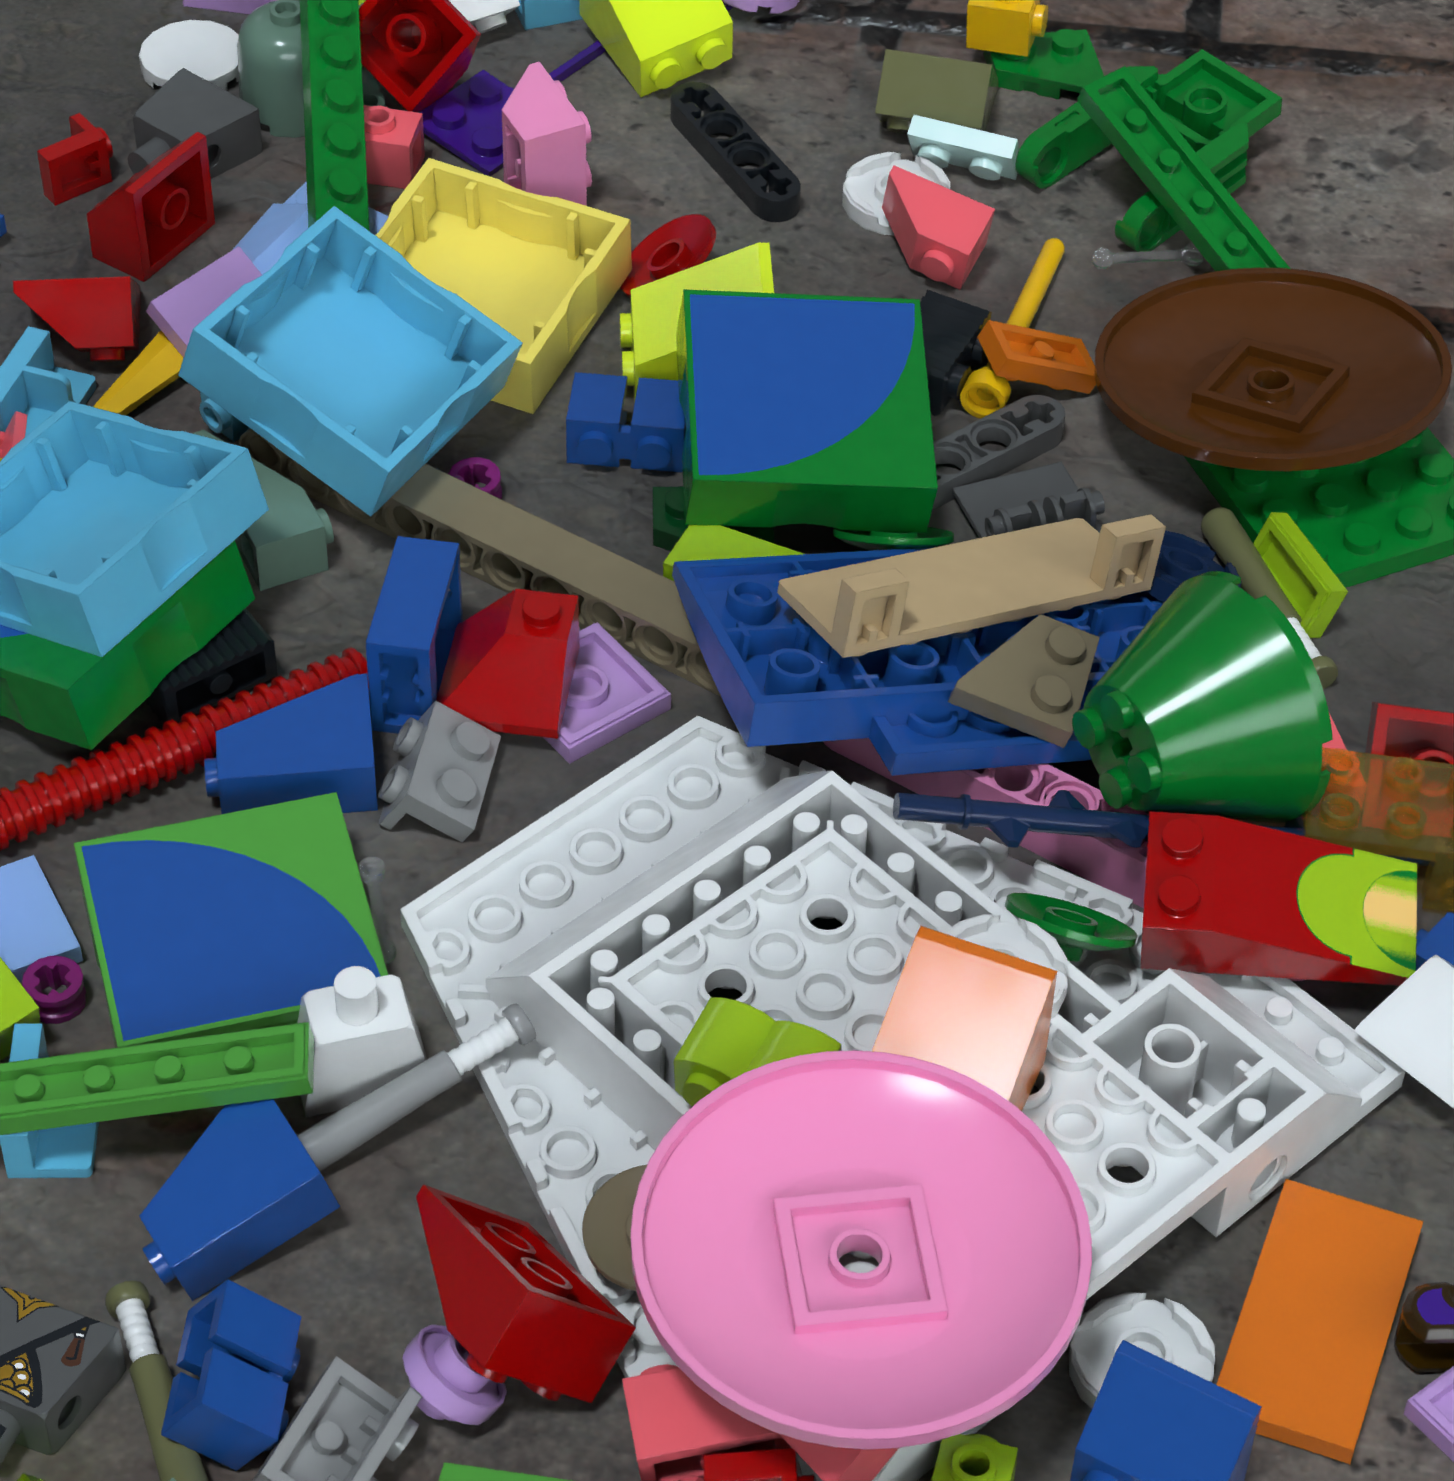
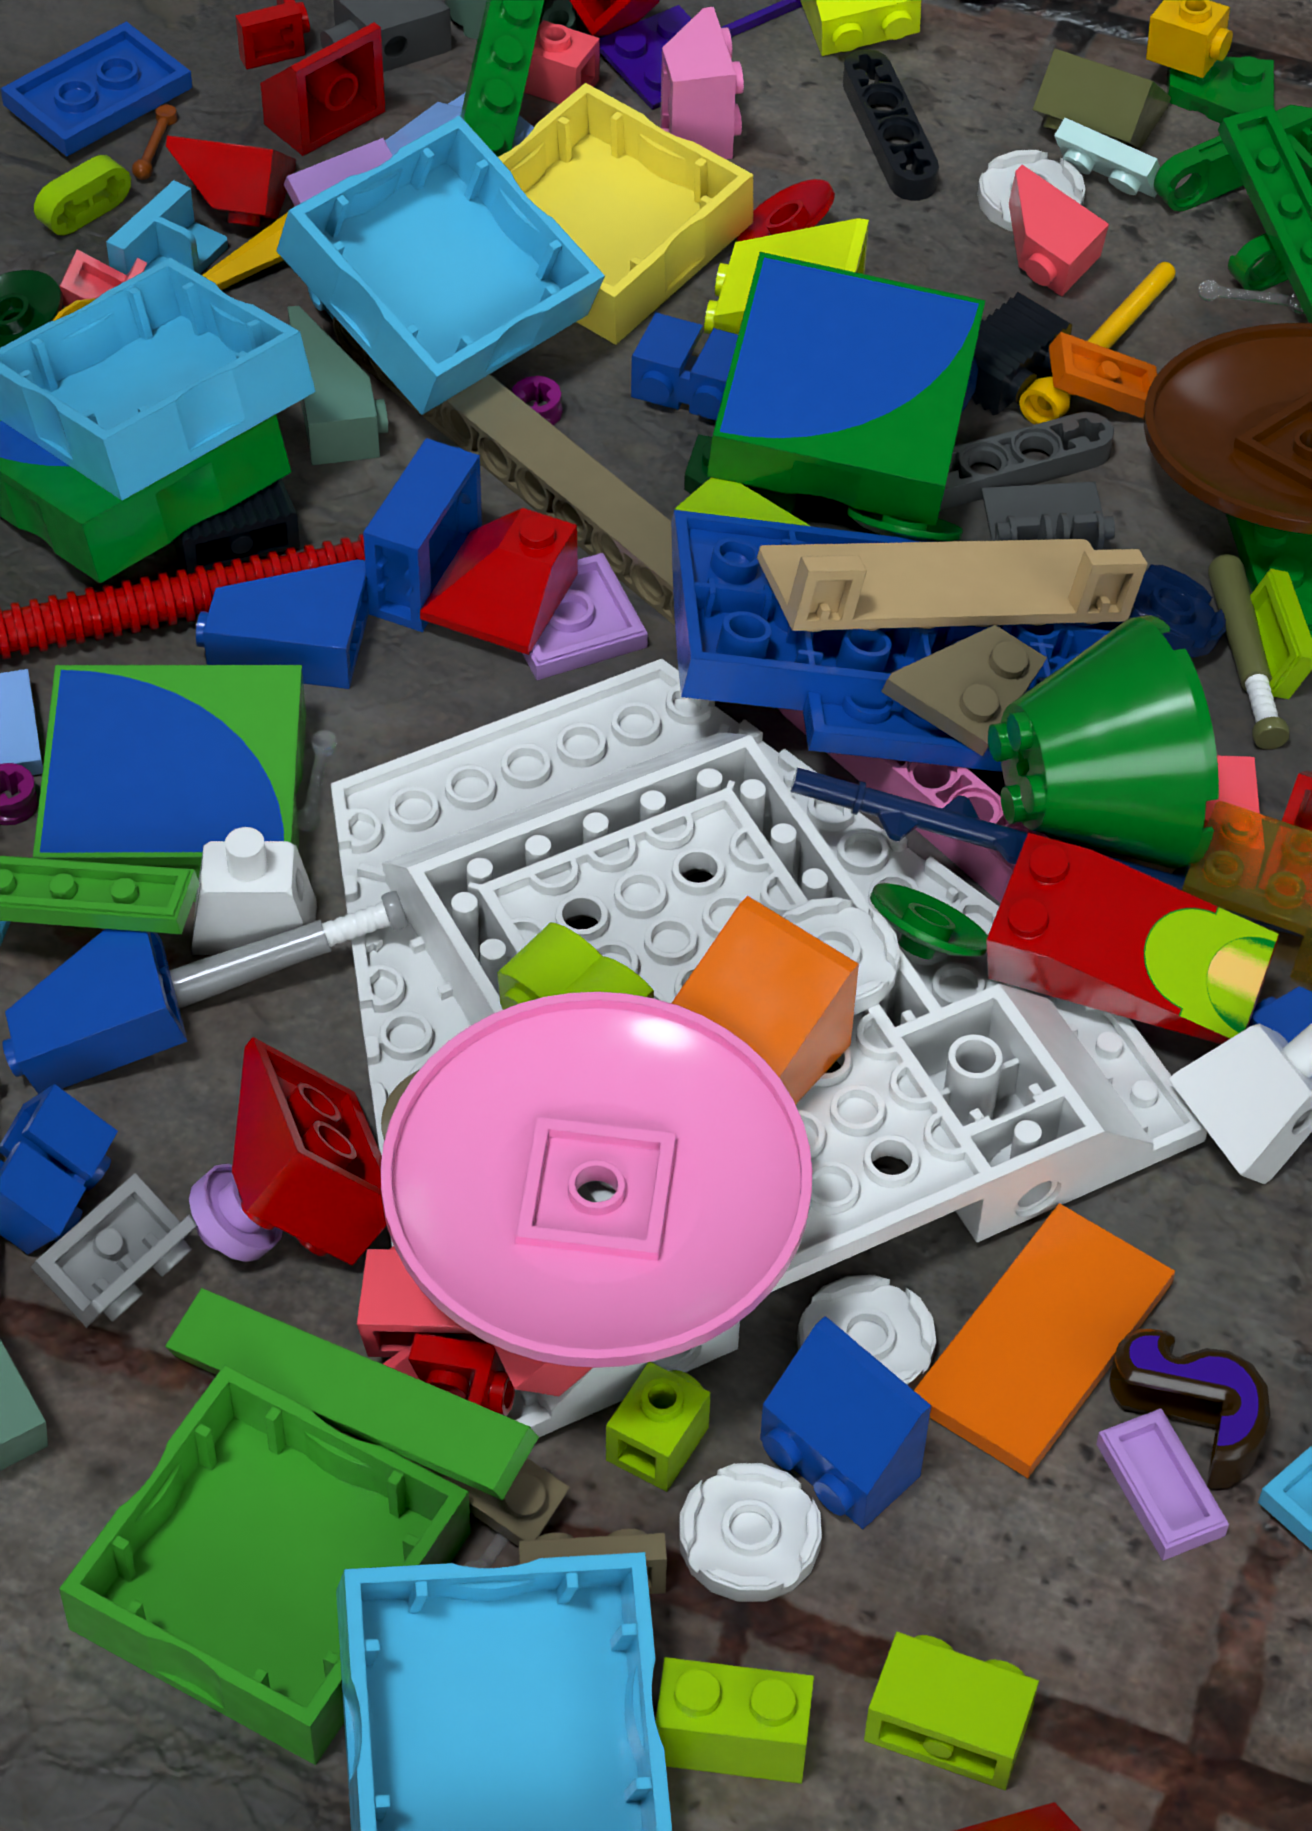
camera: 15 degrees right, 5 degrees up
(439, 772) = (413, 666): light grey bracket -> none

